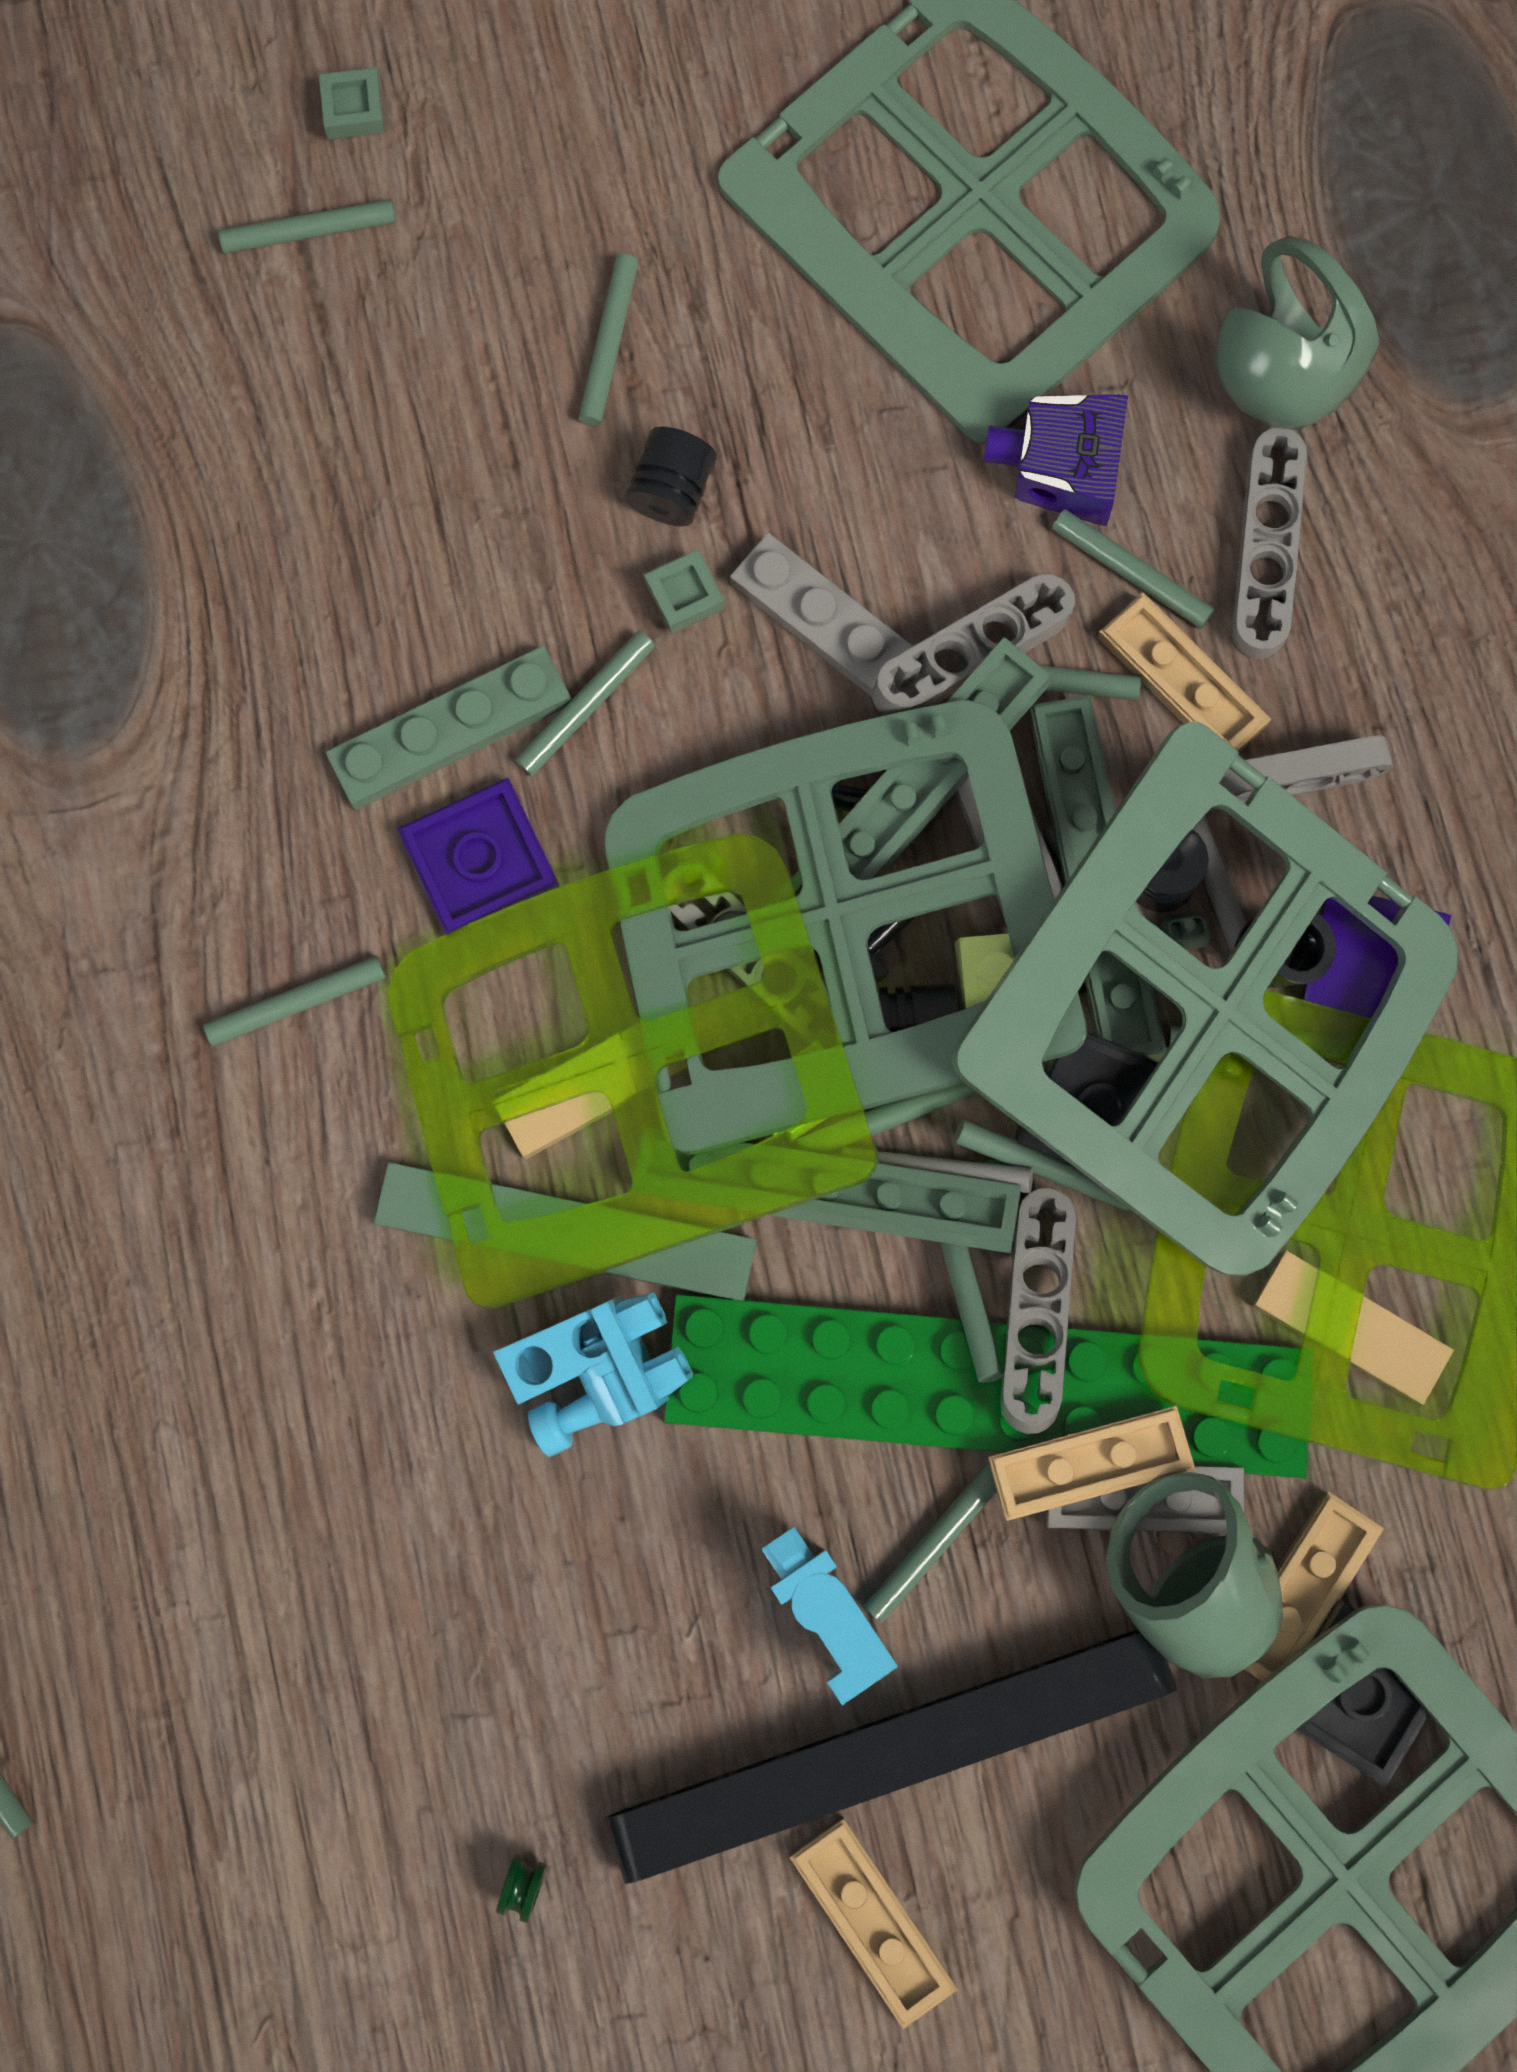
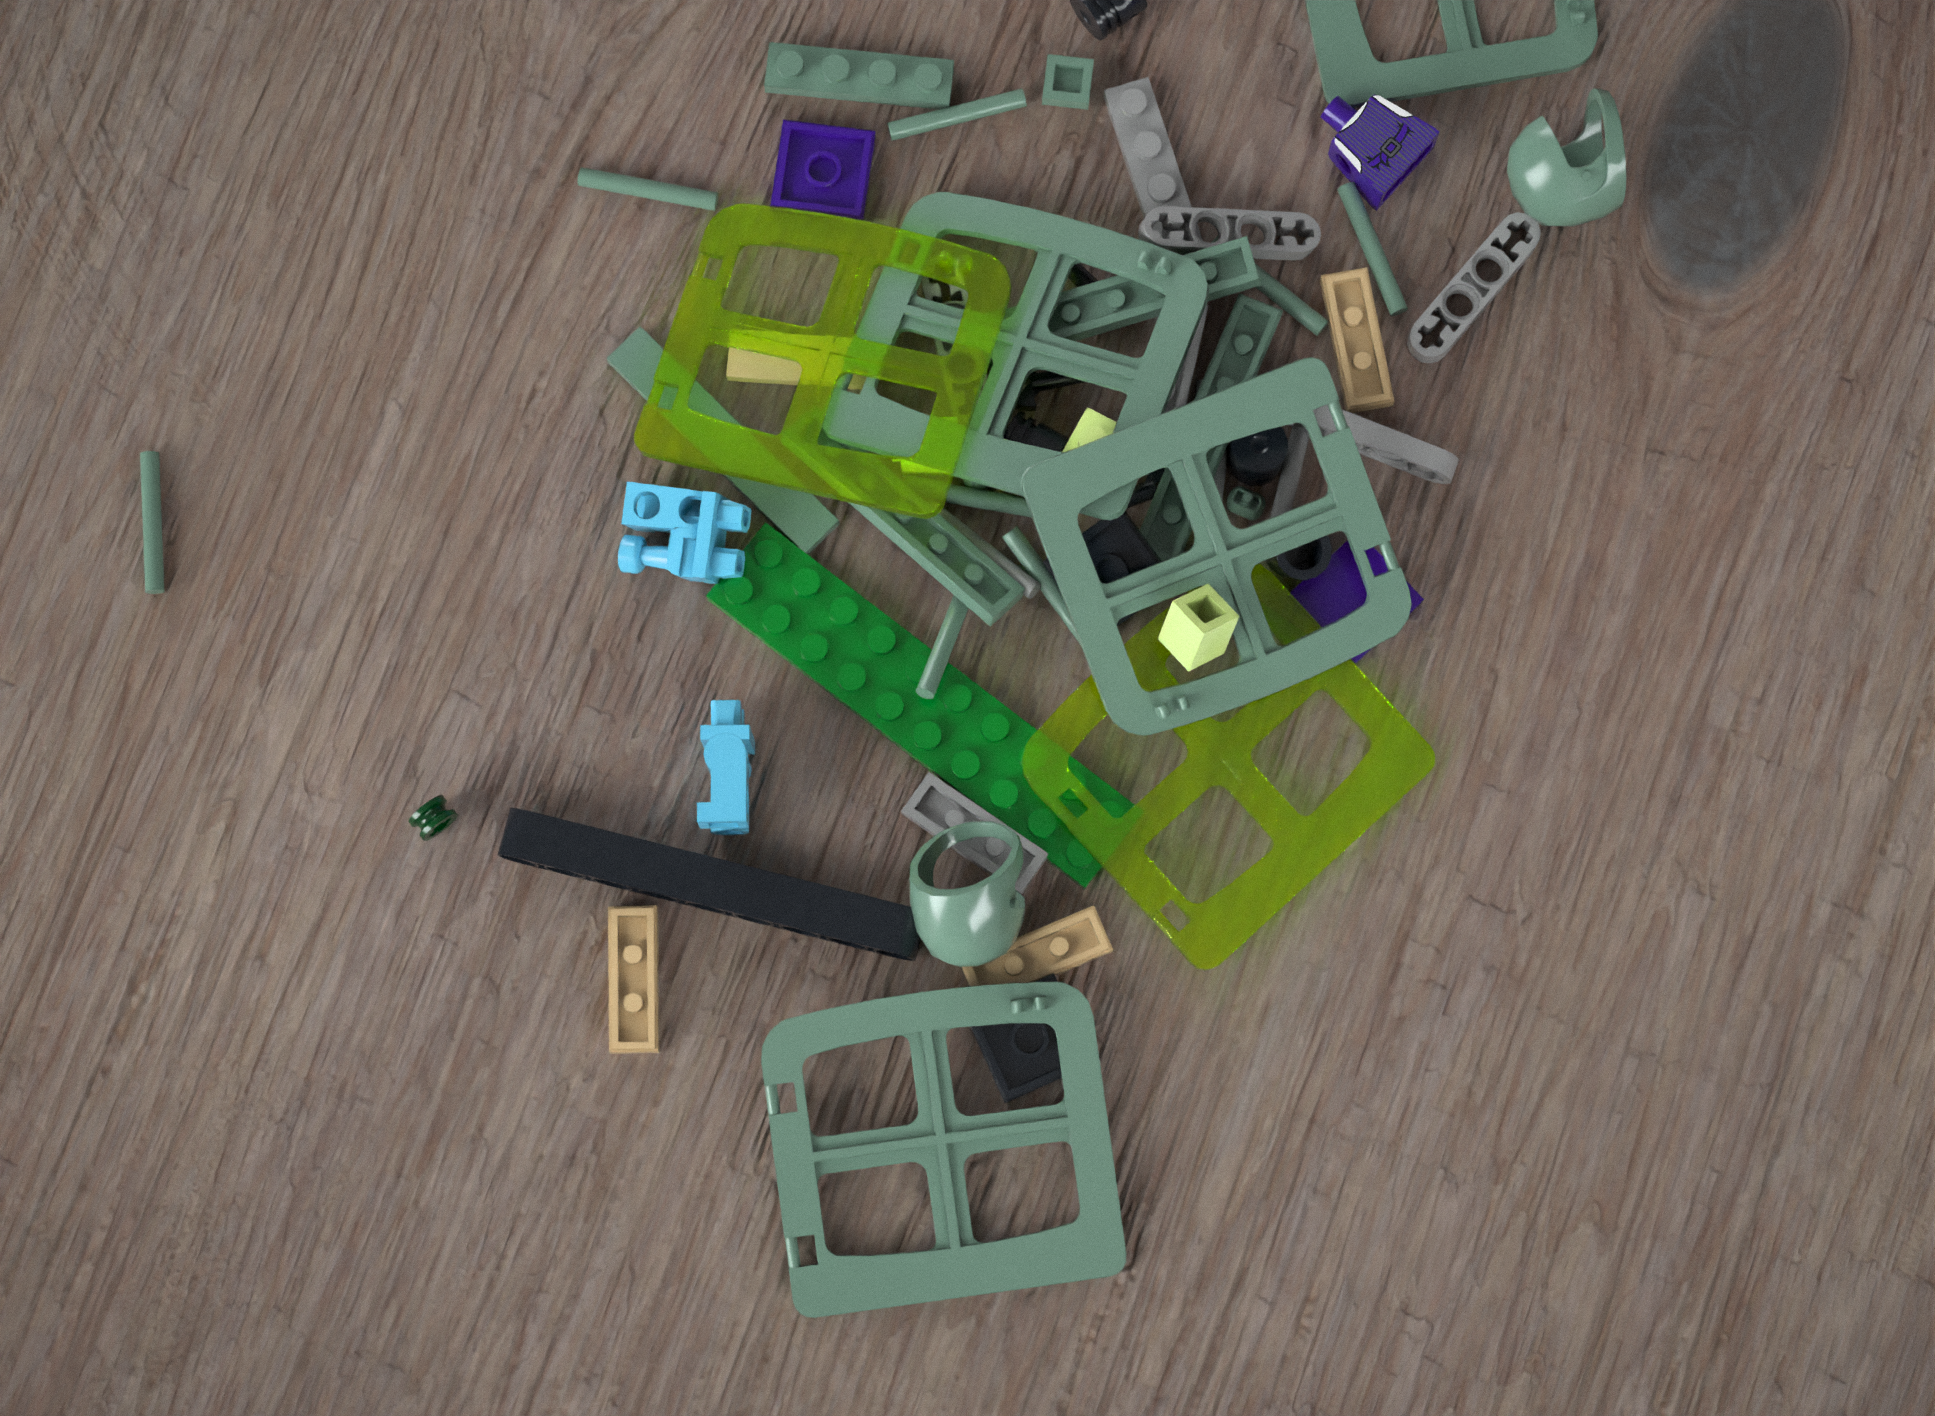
camera: 30 degrees right, 0 degrees up
(932, 1545) = (826, 778): sand green bar -> none
(1033, 1308) = (980, 669): light grey beam -> none
(1090, 1463) = (952, 786): tan tile -> none
(1251, 1107) = (1198, 627): none -> yellowish green brick
(1383, 1344) = (1190, 834): tan tile -> none

